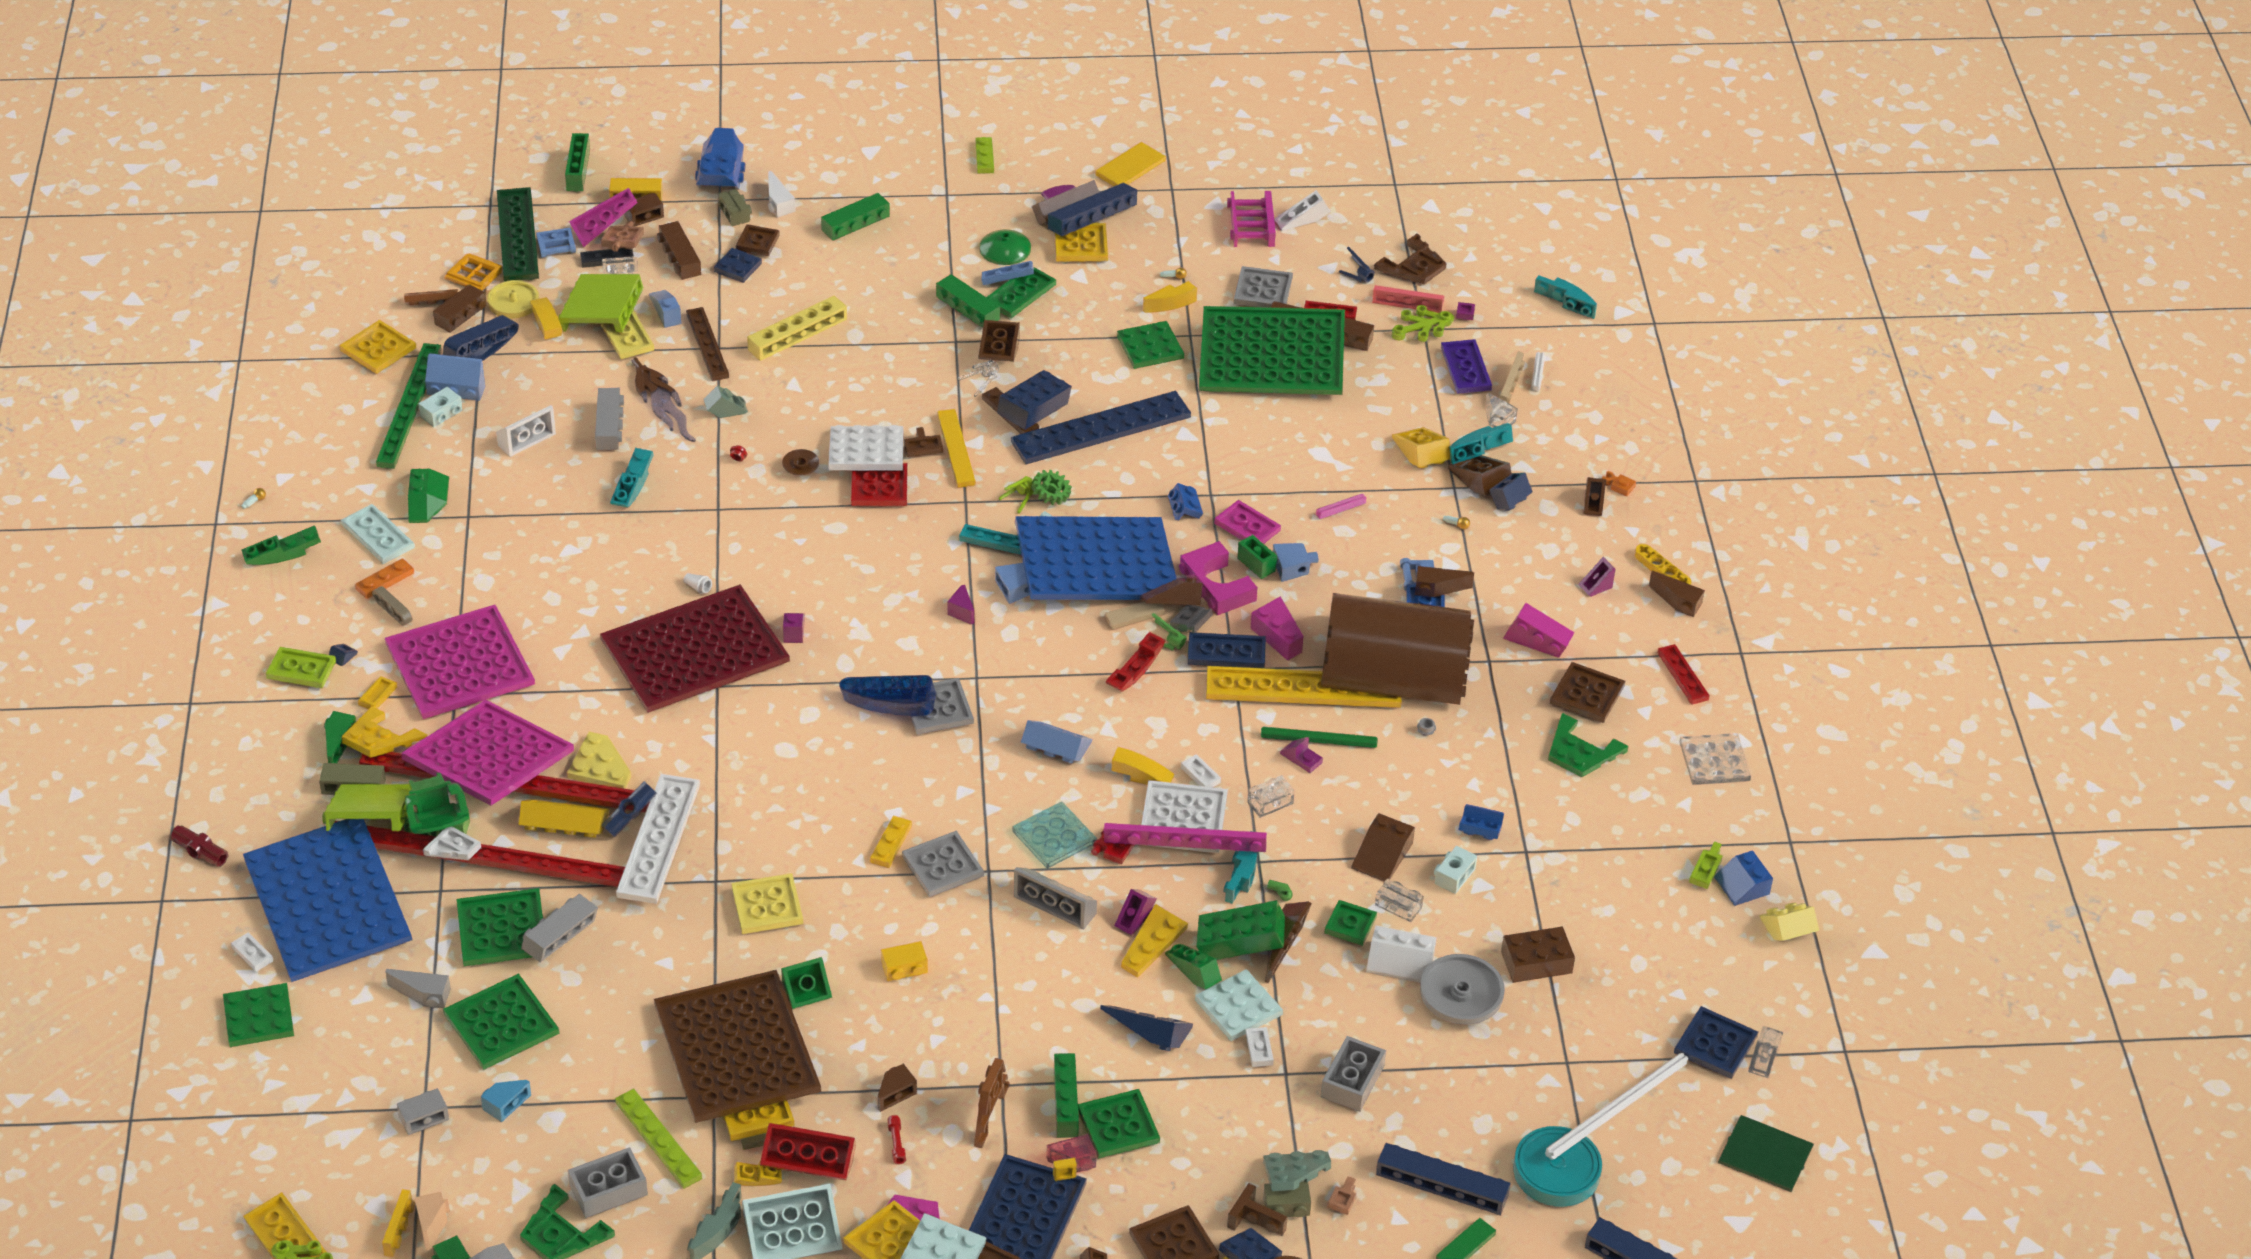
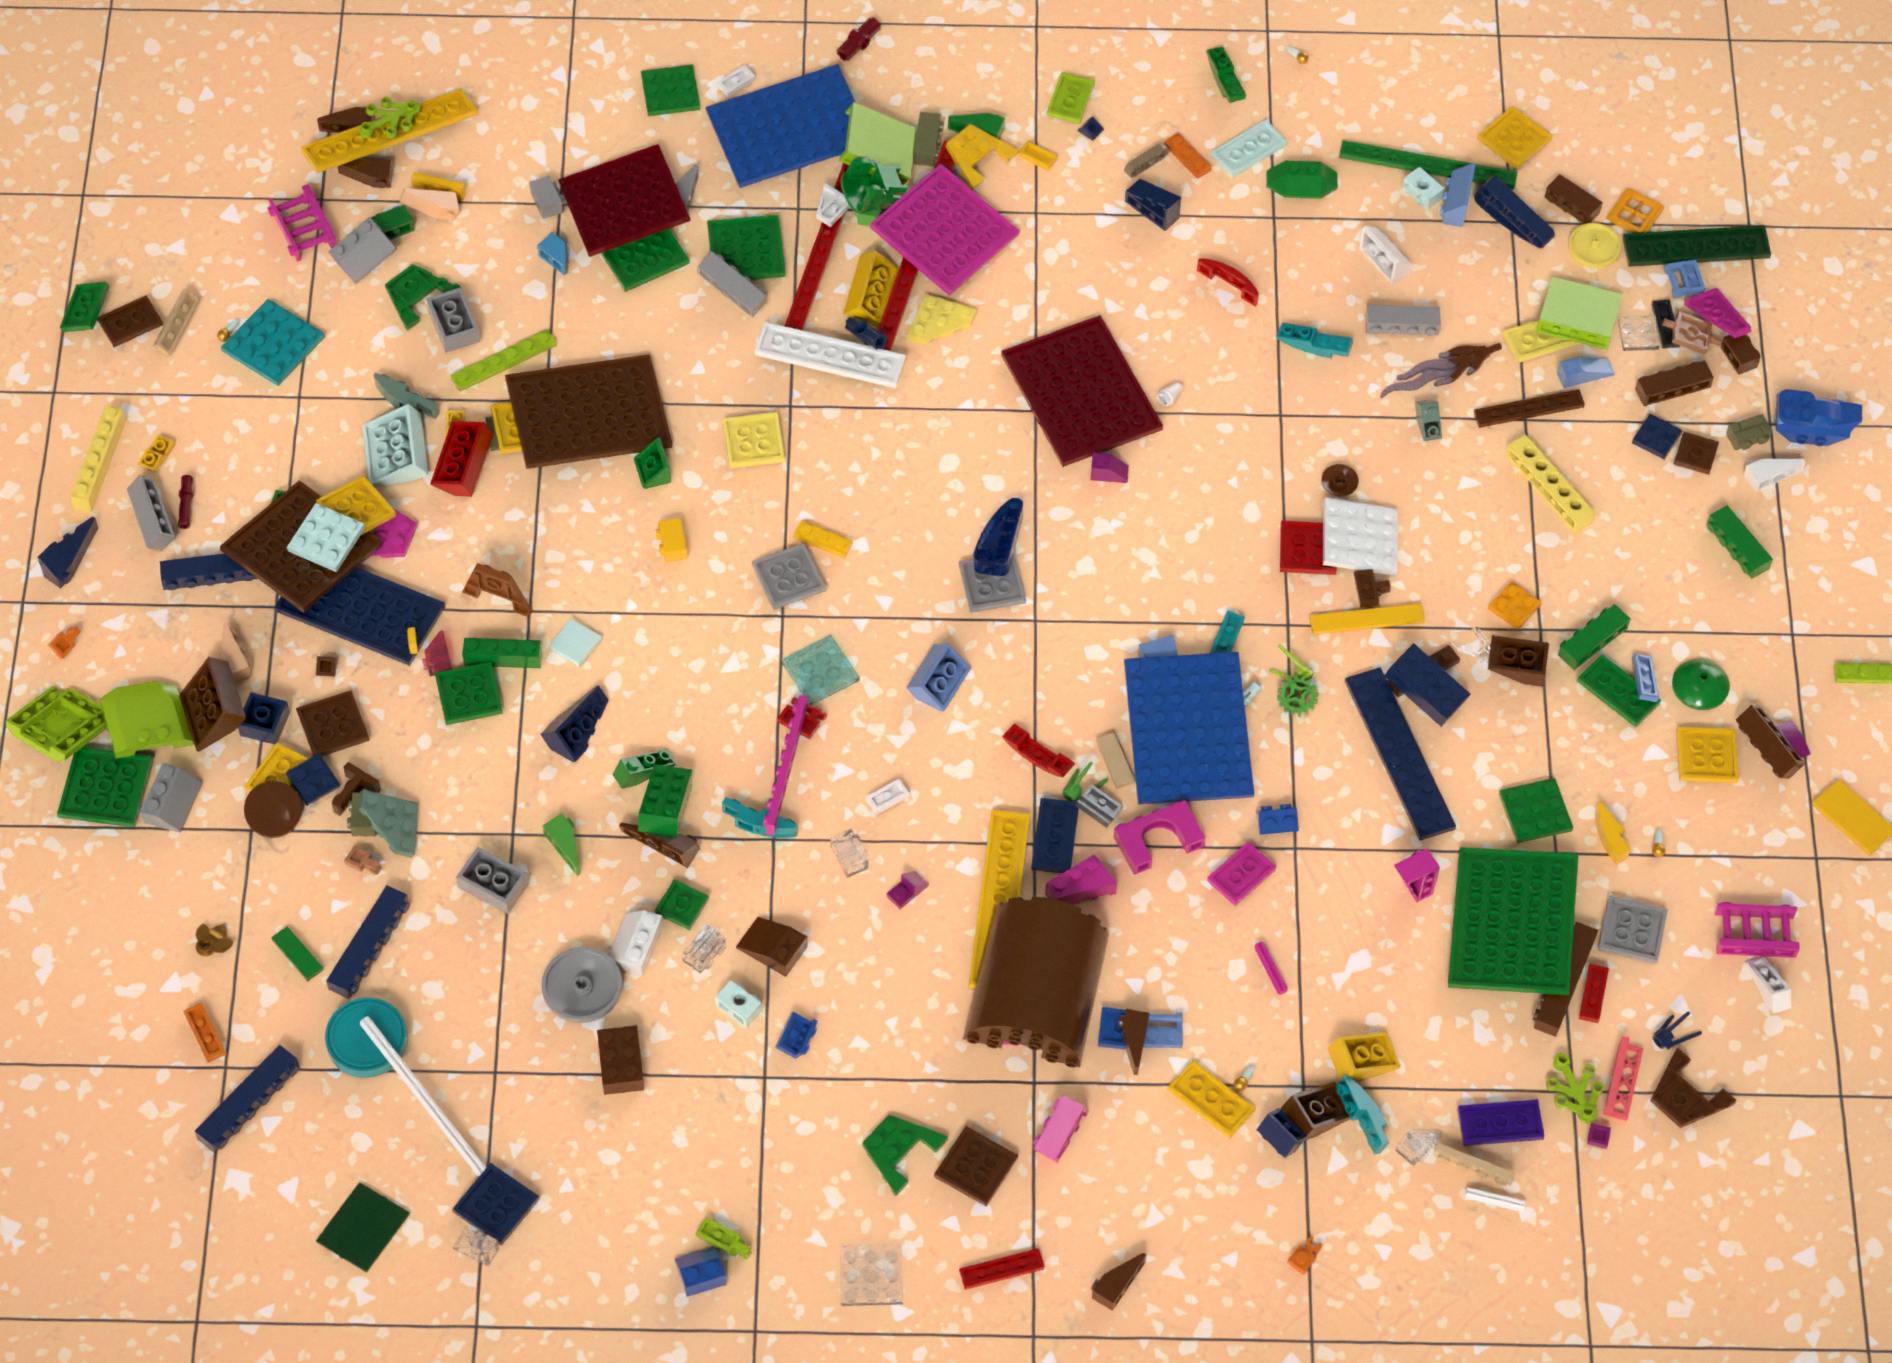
camera: 95 degrees right, 15 degrees up
(429, 296) = (1592, 175): dark orange plate -> none
(436, 1031) = (624, 200): none -> dark red plate
(455, 593) = (1154, 203): none -> dark blue wedge
(459, 661) = (1073, 212): dark pink plate -> none
(546, 318) = (1562, 267): yellow slope -> none
(565, 528) = (1232, 276): none -> red slope
(577, 162) = (1812, 292): green brick -> none
(638, 186) = (1773, 345): yellow brick -> none
(738, 453) = (1355, 429): red plate -> none
(894, 1127) = (492, 526): red bar -> none
(896, 1087) = (531, 527): reddish brown slope -> none
(932, 354) = (1514, 605): none -> light orange plate
(960, 606) = (1128, 608): magenta slope -> none
(1041, 1038) = (575, 642): none -> light aqua tile
(1054, 897) = (734, 658): light grey slope -> none
(1092, 209) = (1756, 764): dark blue brick -> none
(1135, 911) = (714, 725): magenta slope -> none
(1139, 767) = (894, 745): yellow slope -> none
(1155, 936) = (683, 741): yellow wing -> none
(1179, 591) = (1130, 790): reddish brown slope -> none
(1184, 807) = (830, 776): white plate -> none
(1238, 1004) = (595, 802): light aqua plate -> none
(1244, 397) = (1419, 874): none -> dark pink wedge
(1257, 556) = (1184, 872): green brick -> none
(1259, 1047) = (539, 811): white plate -> none
(1281, 888) = (733, 853): bright green arm -> none
(1293, 560) = (1182, 908): medium blue torso -> none
(1293, 1021) = (561, 835): none -> bright green slope
(1319, 737) = (930, 908): green axle -> none
(1426, 726) = (937, 1001): light grey plate -> none
(1481, 543) = (1211, 1099): none -> yellow tile
(1567, 293) = (1627, 1252): teal slope -> none
(1594, 496) = (1278, 1221): reddish brown slope -> none
(1599, 578) = (1144, 1204): magenta slope -> none
(1646, 555) = (1162, 1274): yellow beam -> none
(1790, 921) = (638, 1301): light yellow slope -> none

